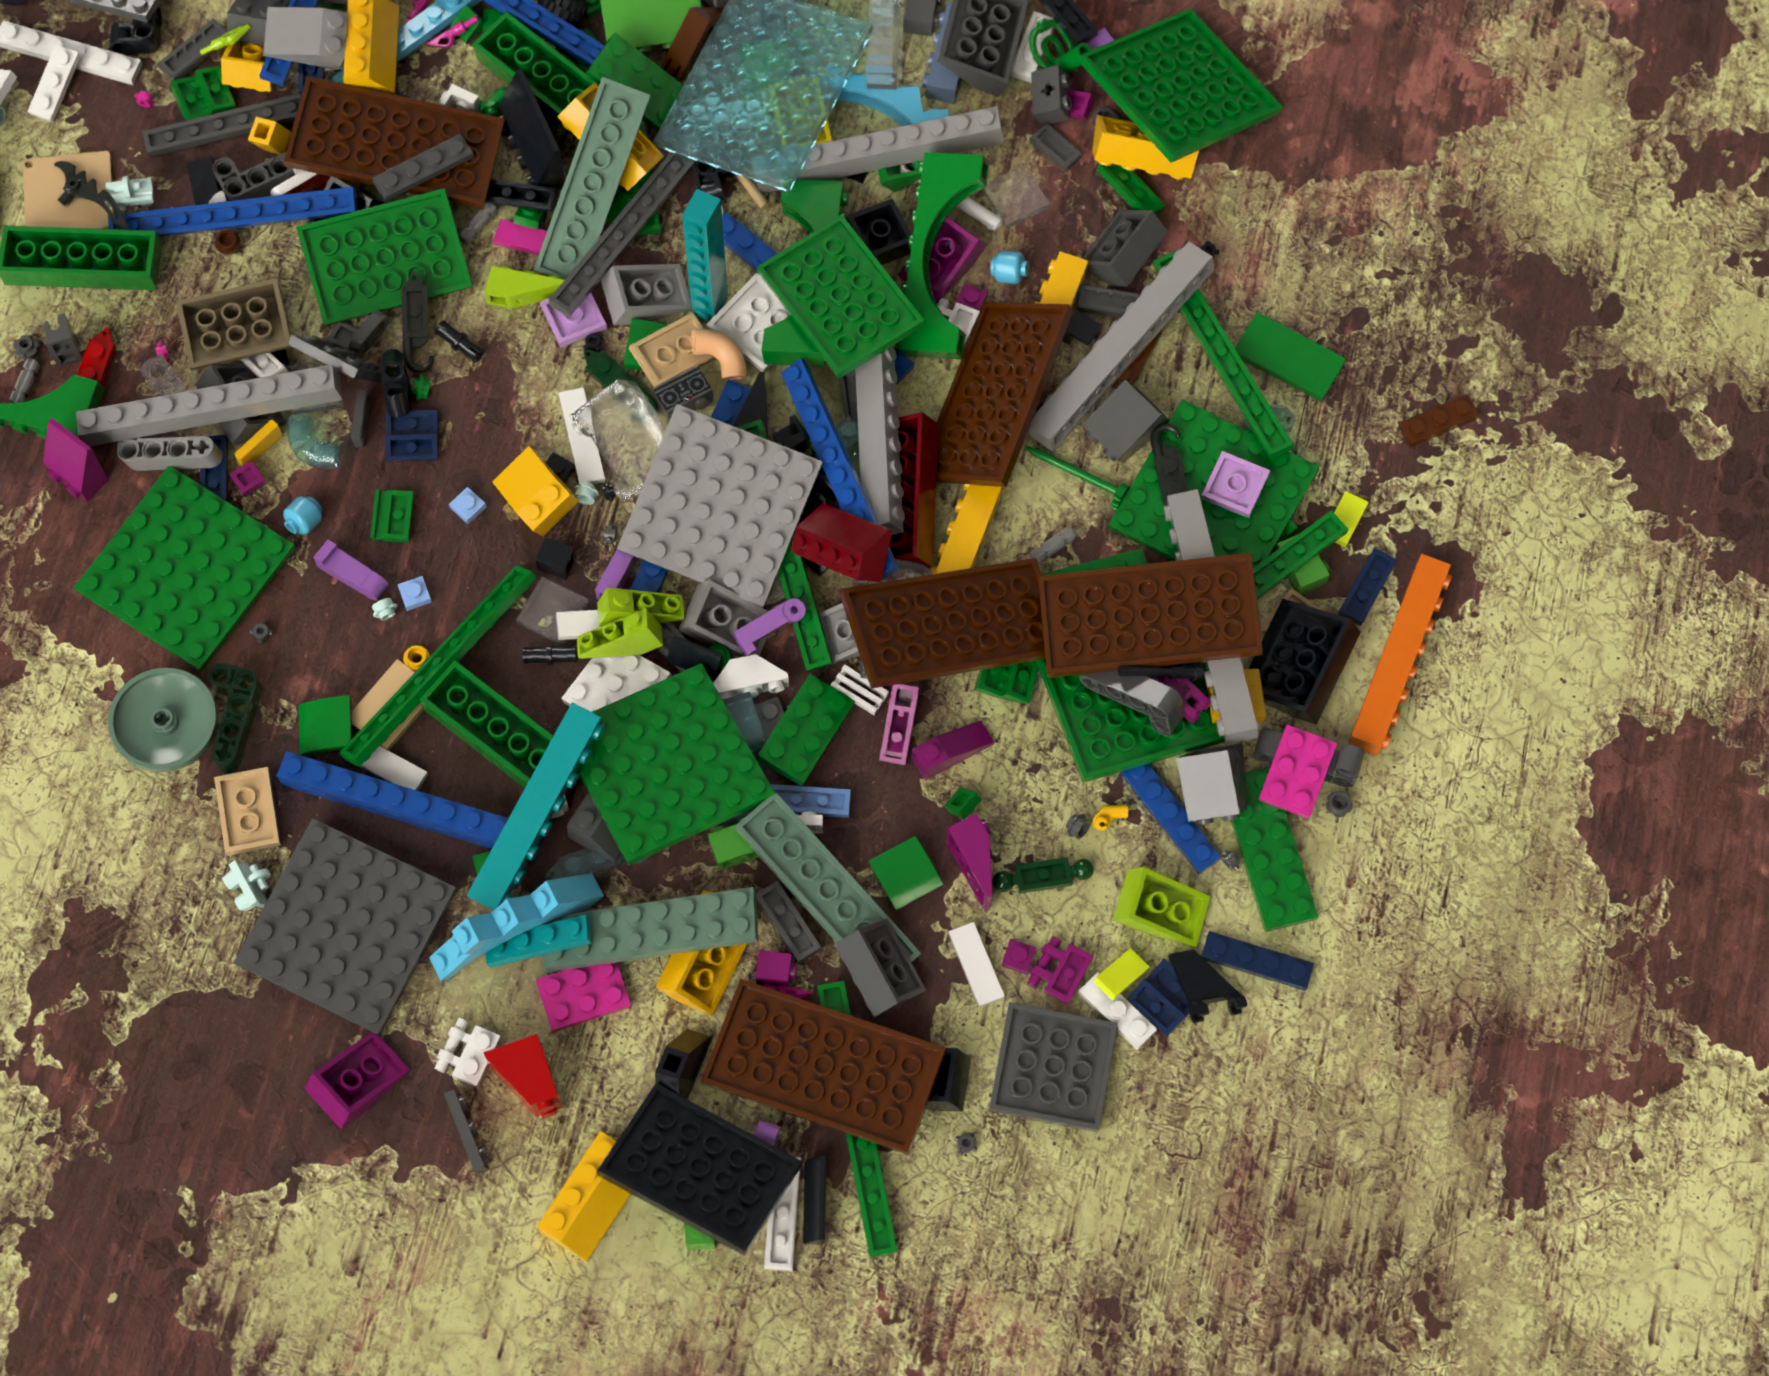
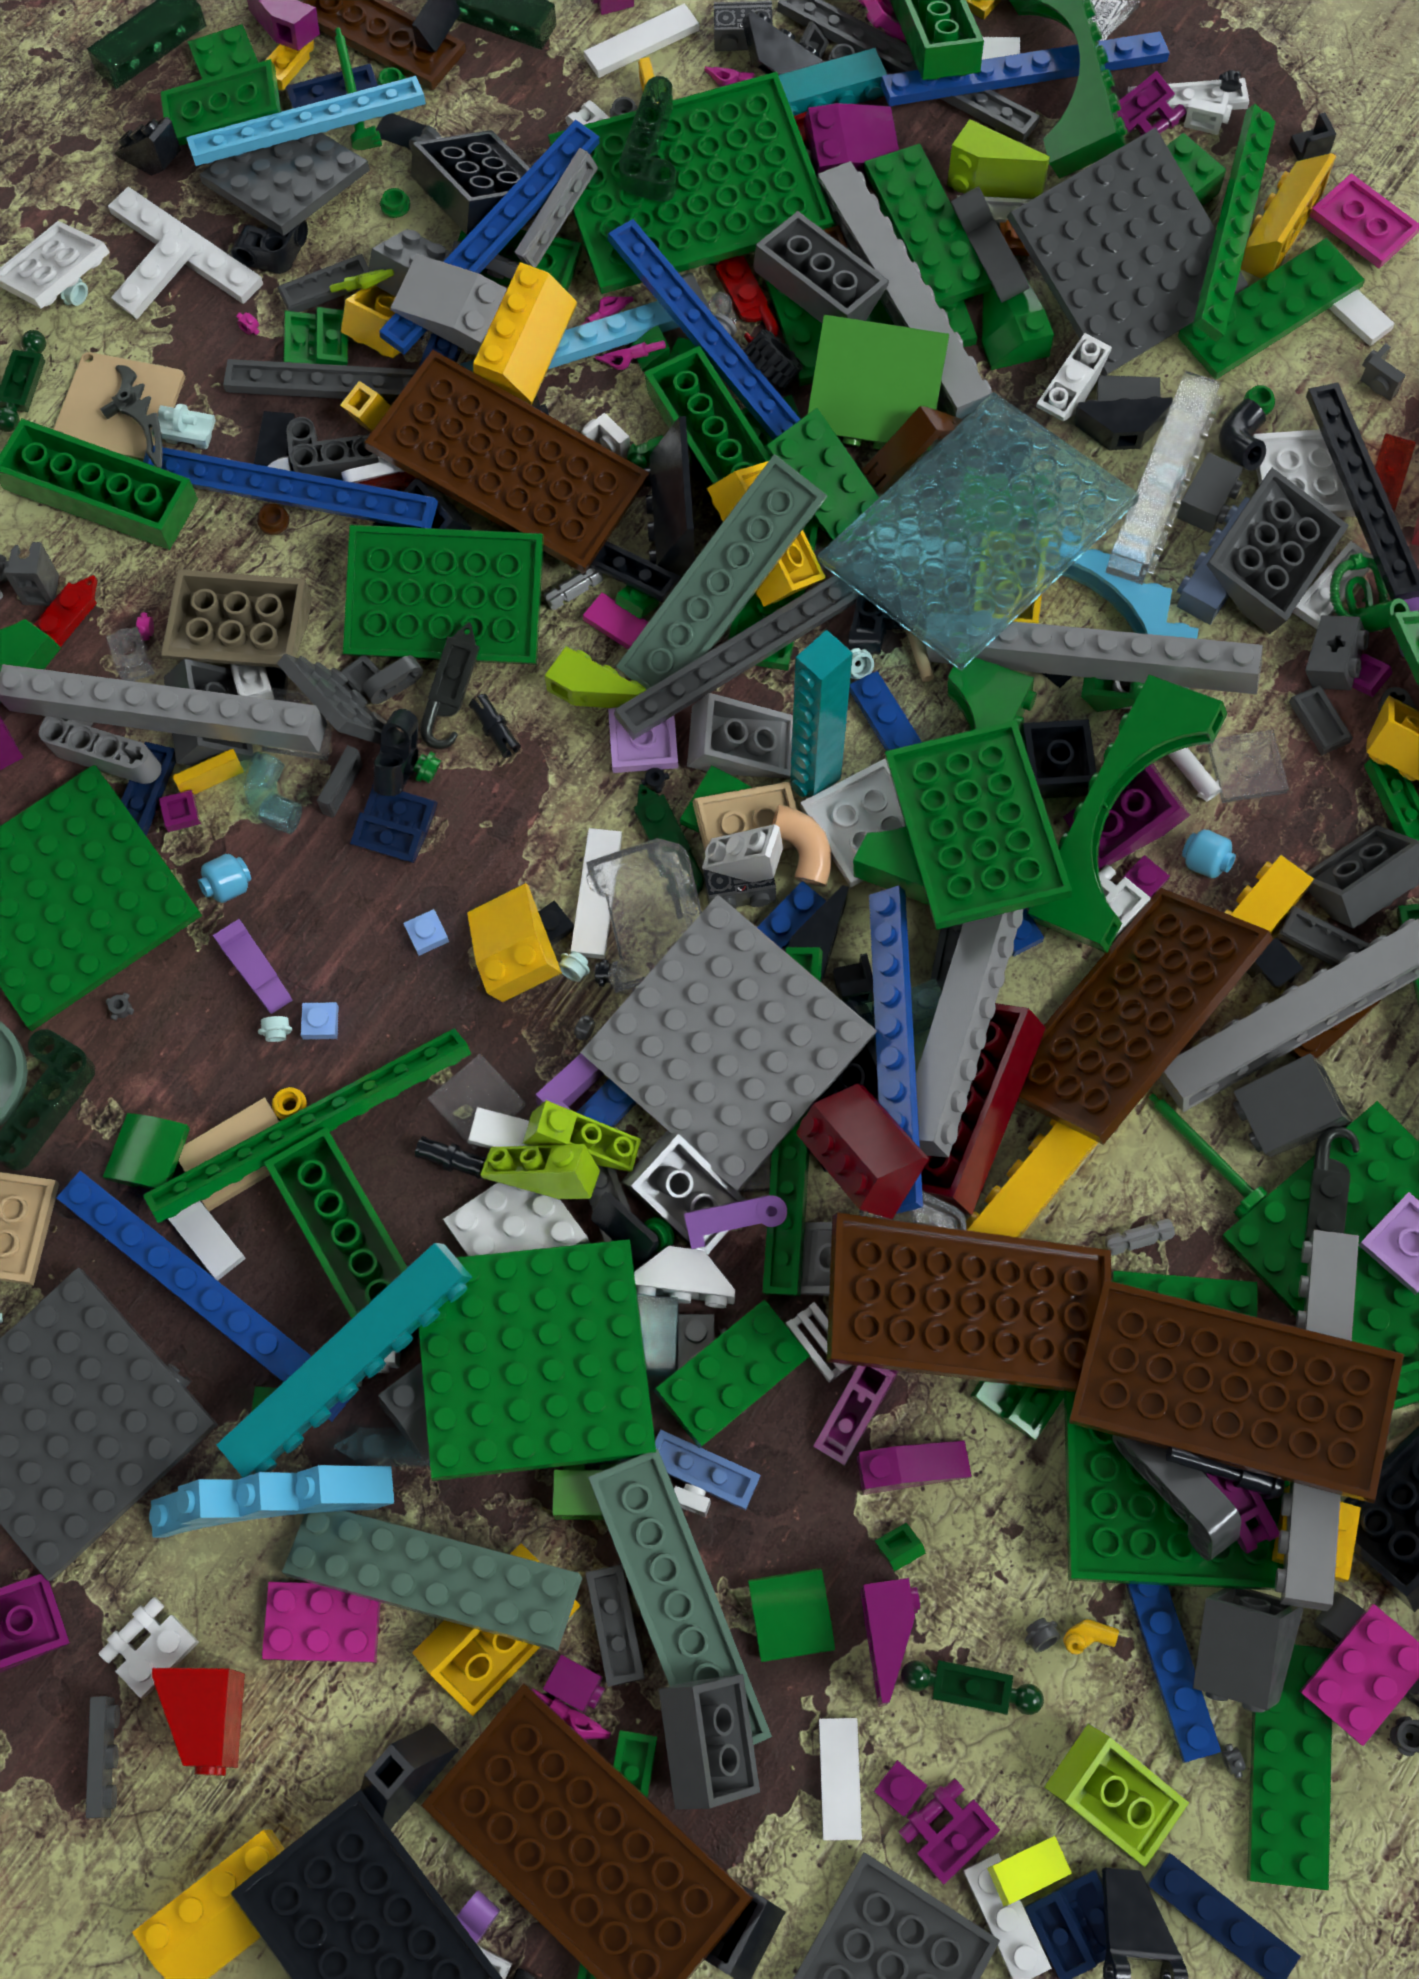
camera: 25 degrees right, 0 degrees up
(392, 516) = (330, 915): green plate -> none
(422, 167) = (527, 500): dark grey plate -> none
(542, 941) = (295, 1536): teal plate -> none
(555, 558) = (504, 1036): black panel -> none
(683, 372) = (746, 854): none -> white slope

